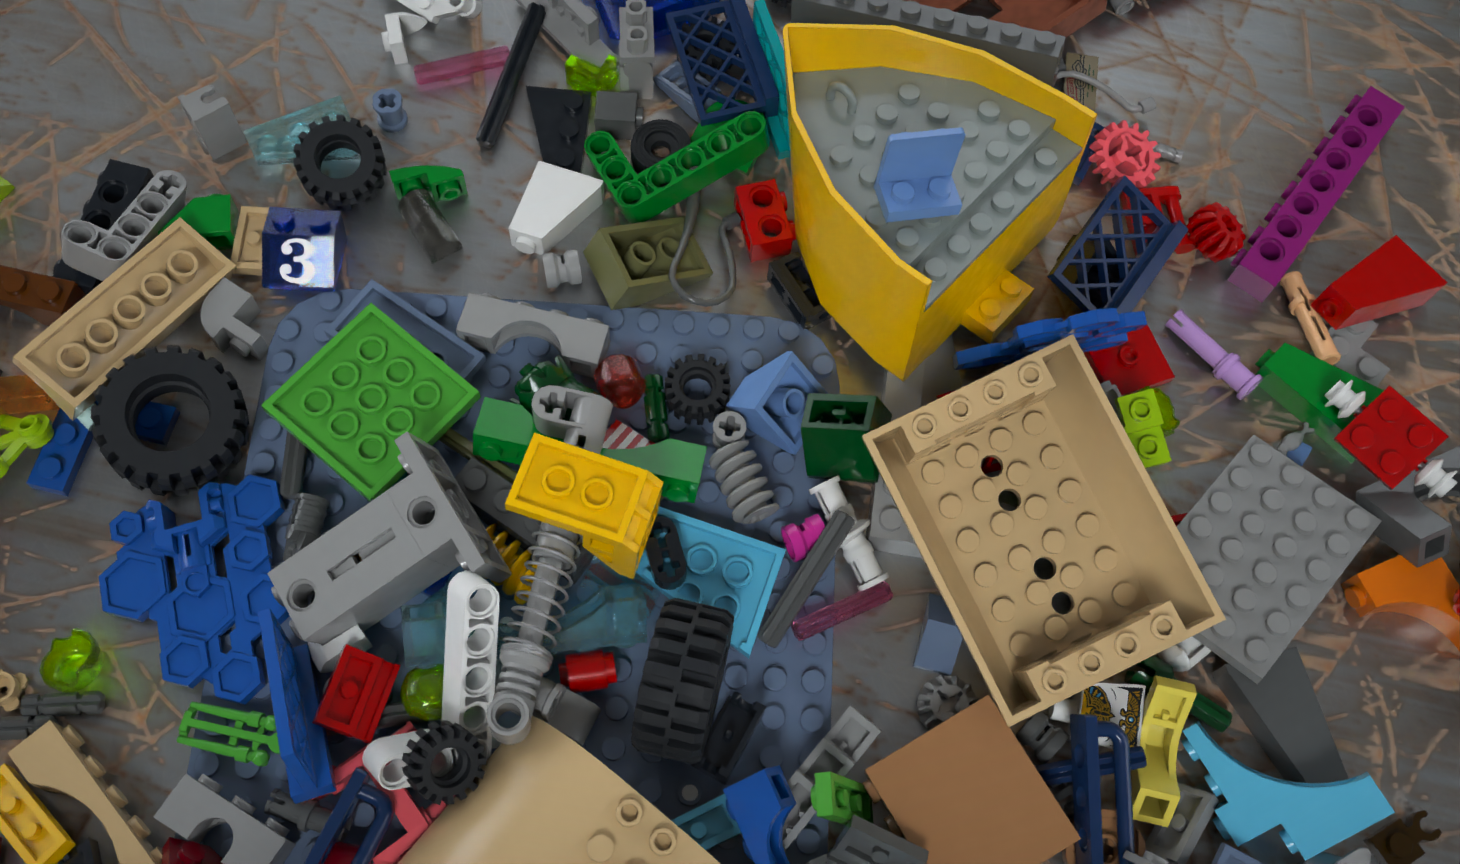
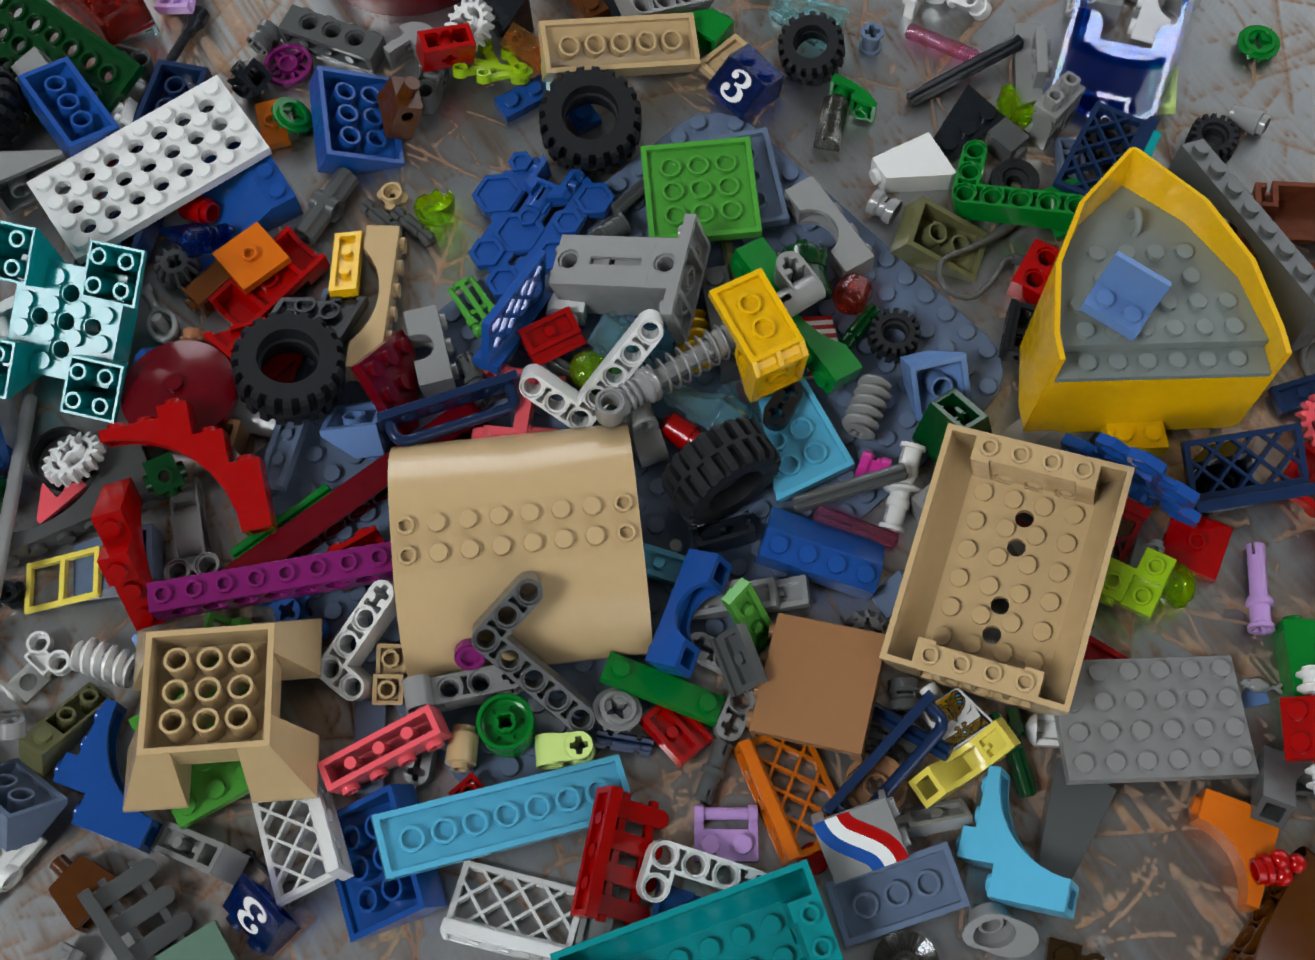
camera: 55 degrees right, 0 degrees up
(226, 320) = (672, 89): light grey brick -> none
(461, 775) = (559, 420): black tyre -> none
(728, 421) = (892, 370): light grey bush -> none
(837, 668) = (822, 553): none -> blue slope

